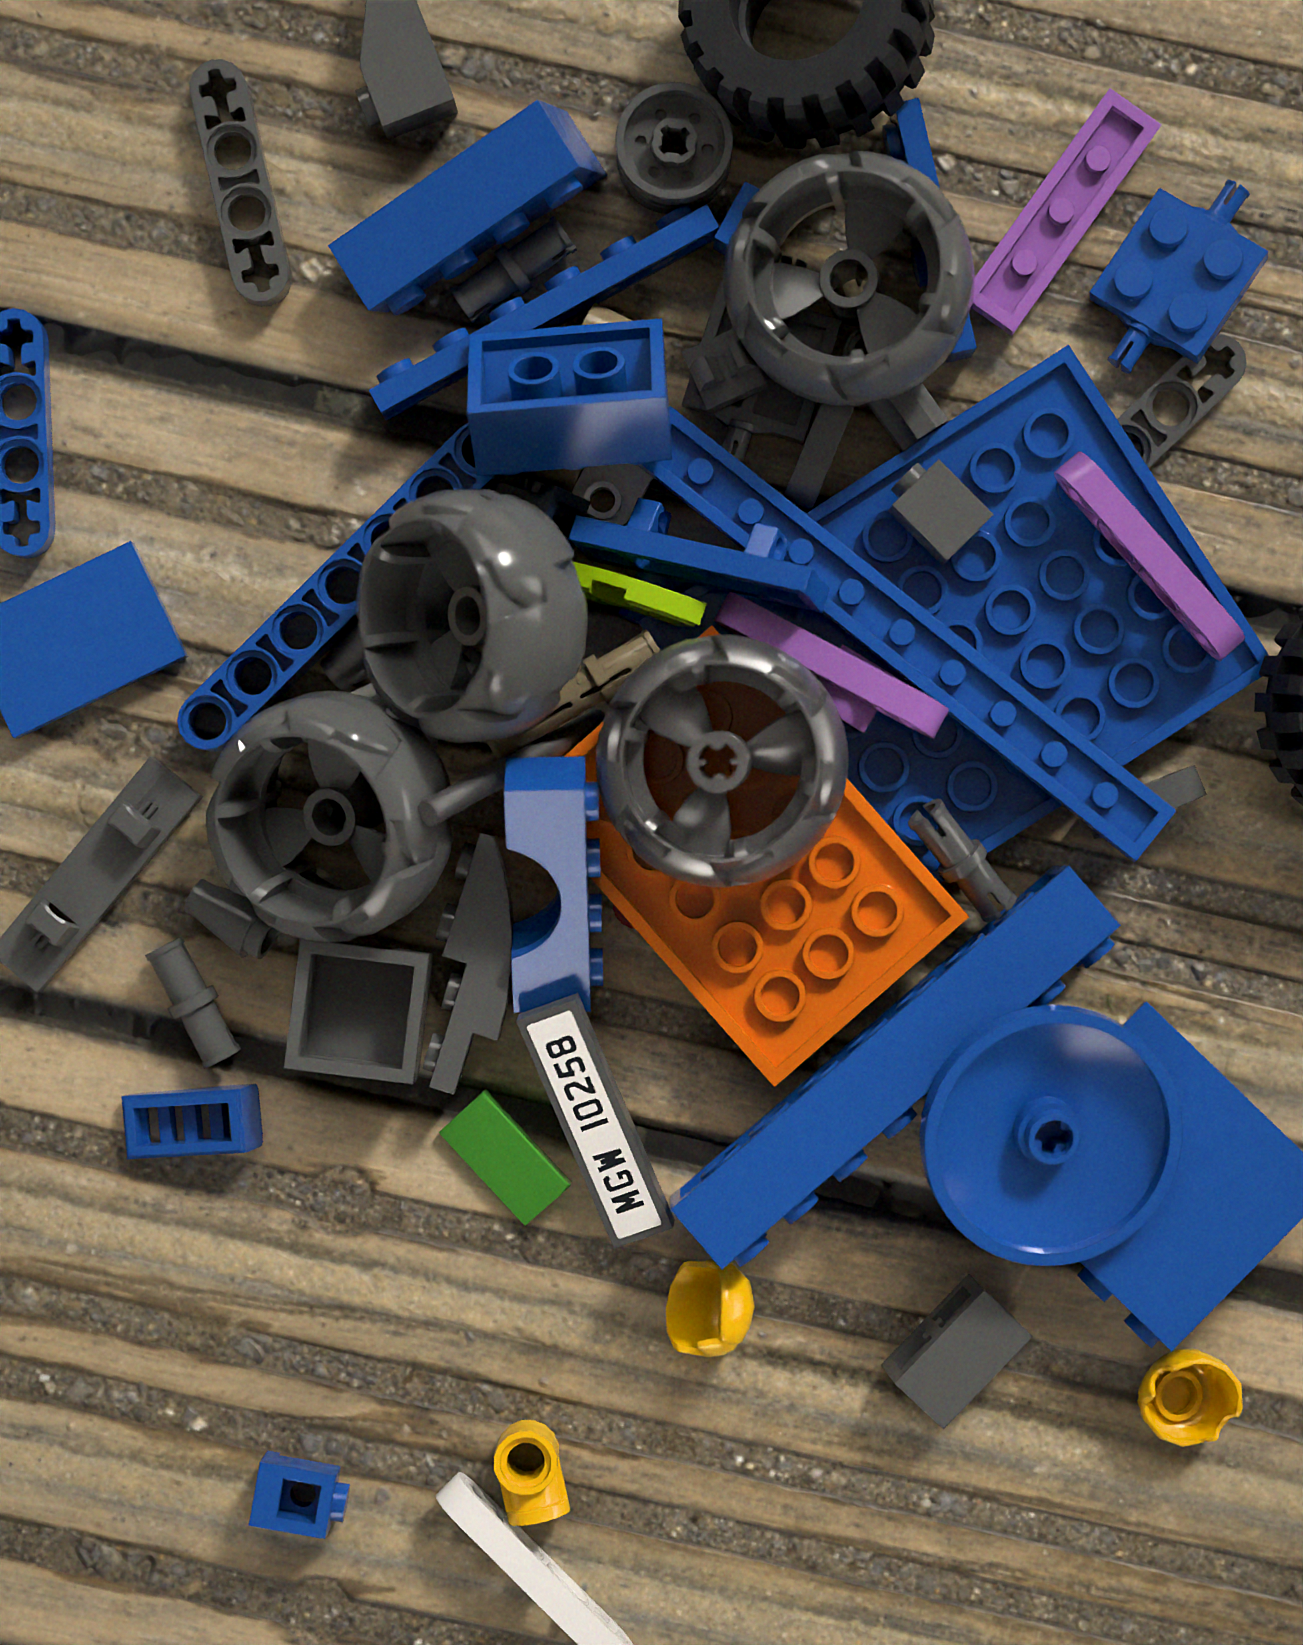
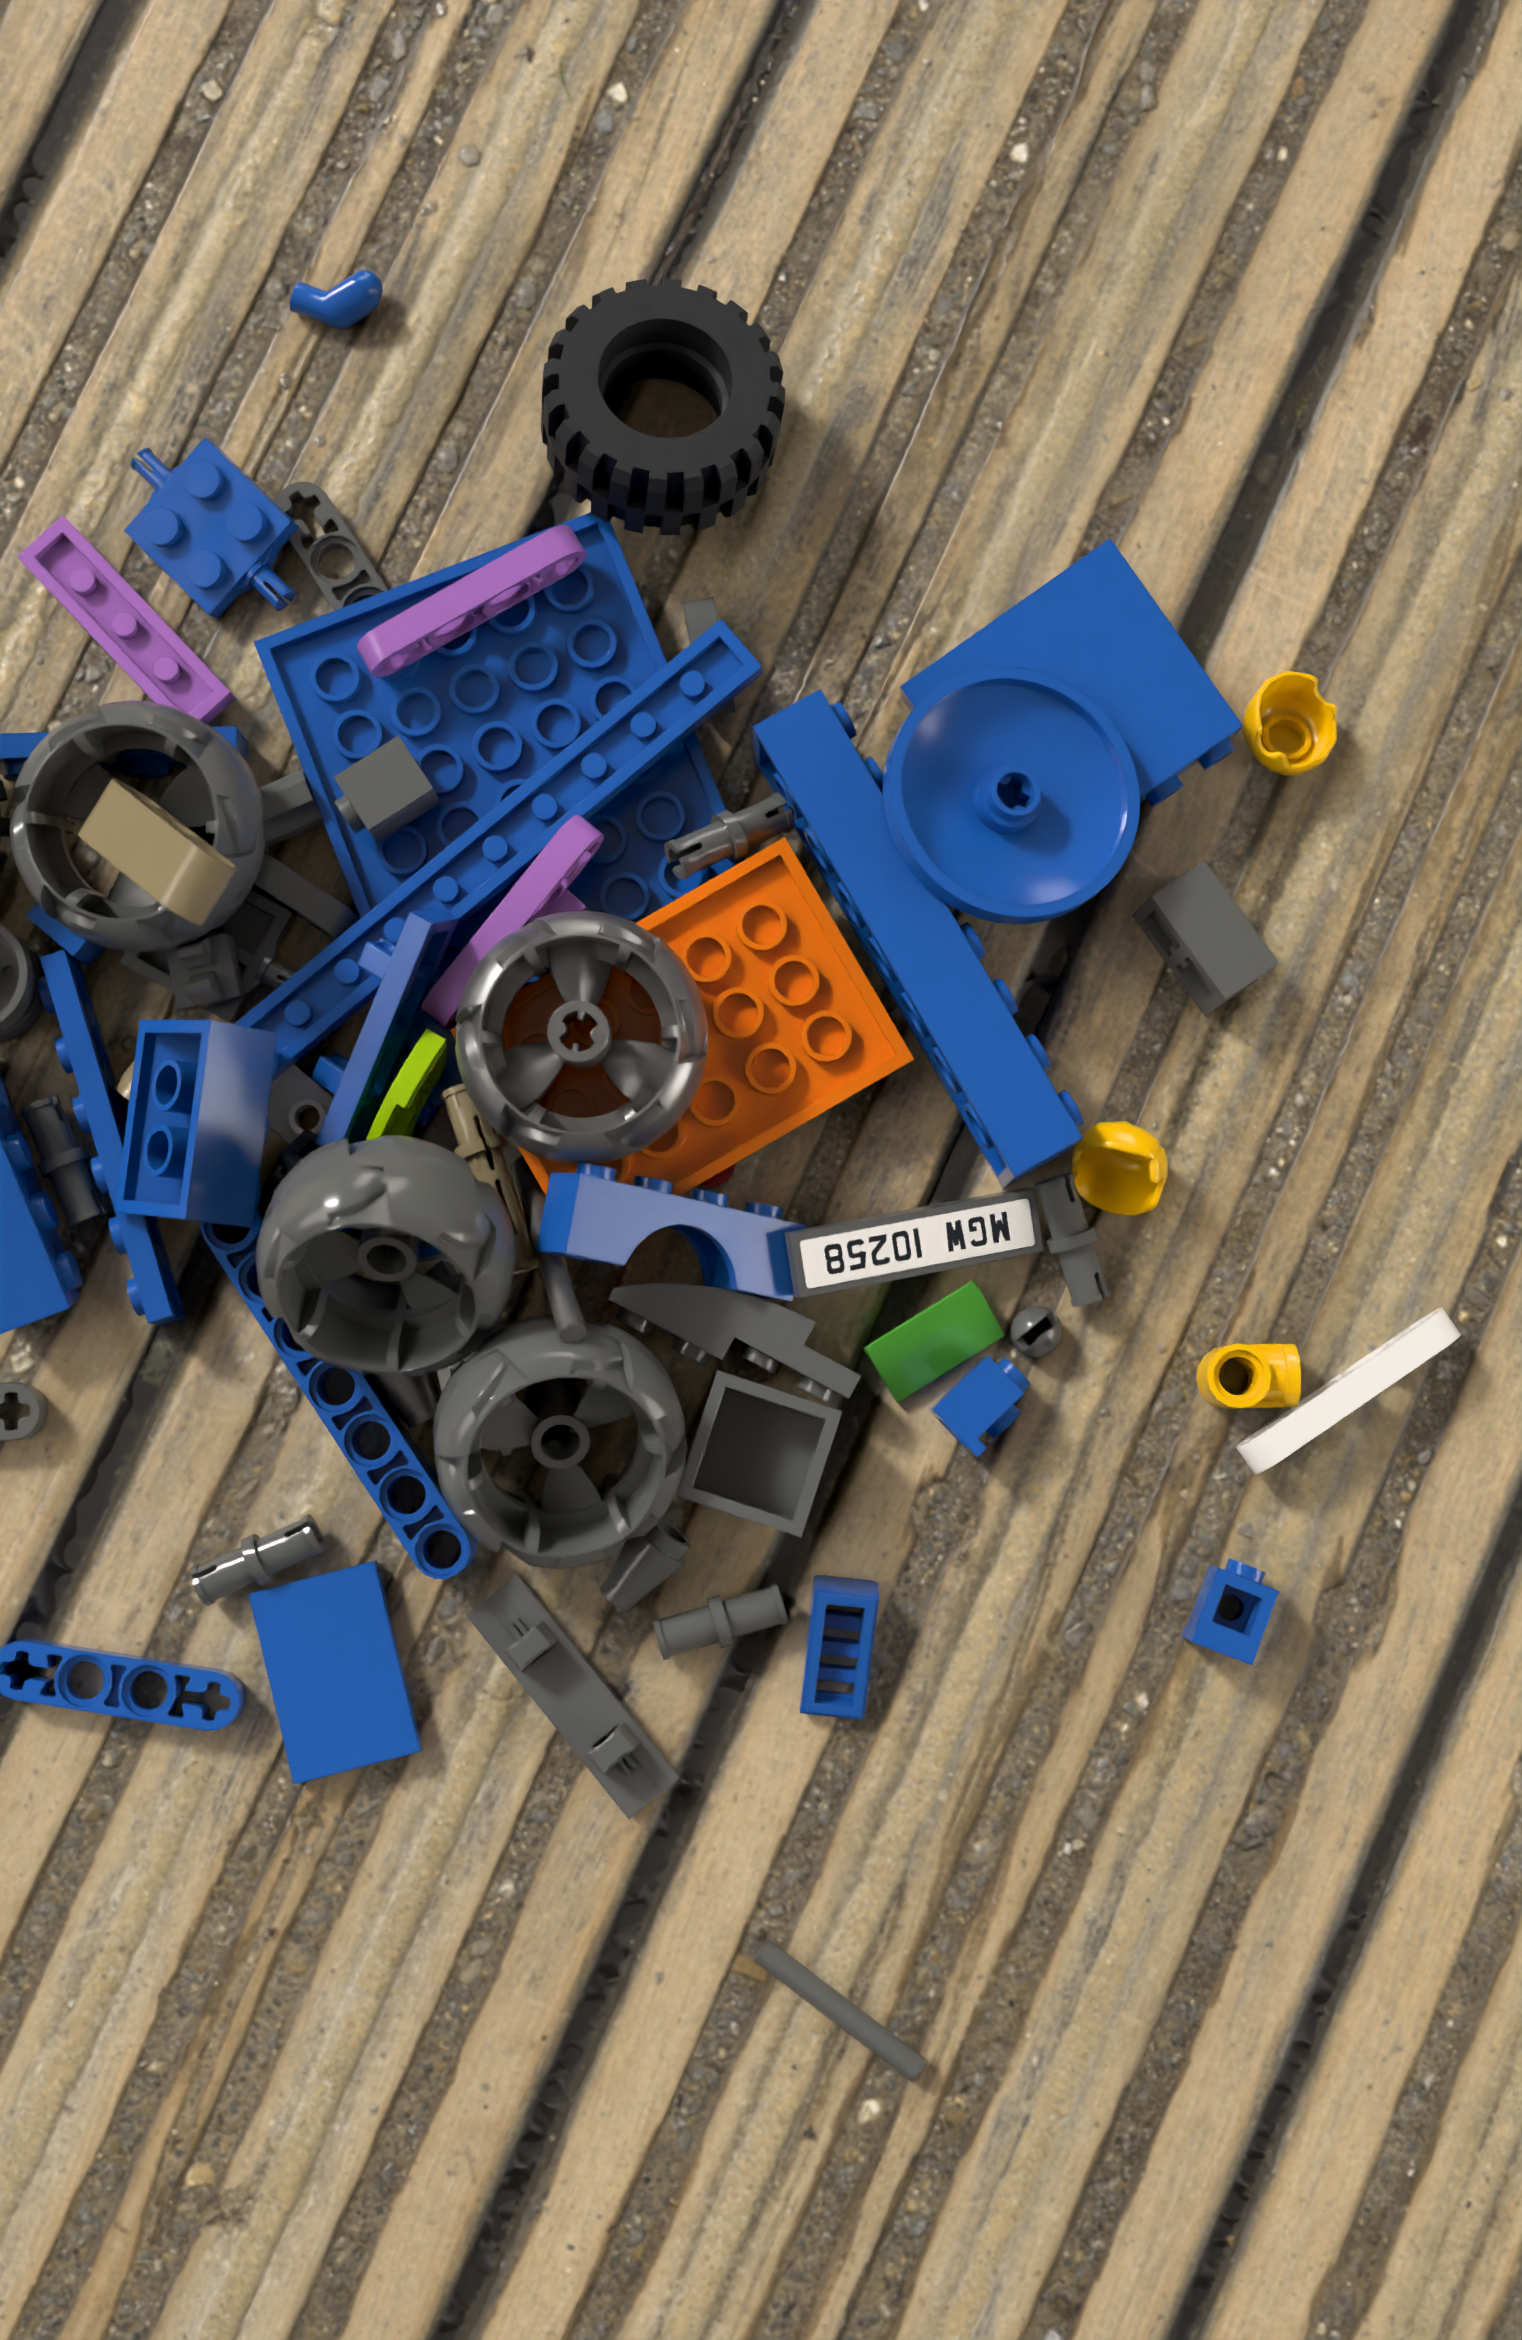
camera: 75 degrees left, 5 degrees down
(164, 543) = (258, 1560): none -> dark grey pin
(453, 1215) = (981, 1403): none -> blue brick
(542, 1245) = (1046, 1342): none -> dark grey hinge
(630, 1275) = (1072, 1239): none -> dark grey pin
(819, 309) = (157, 852): none -> dark tan beam

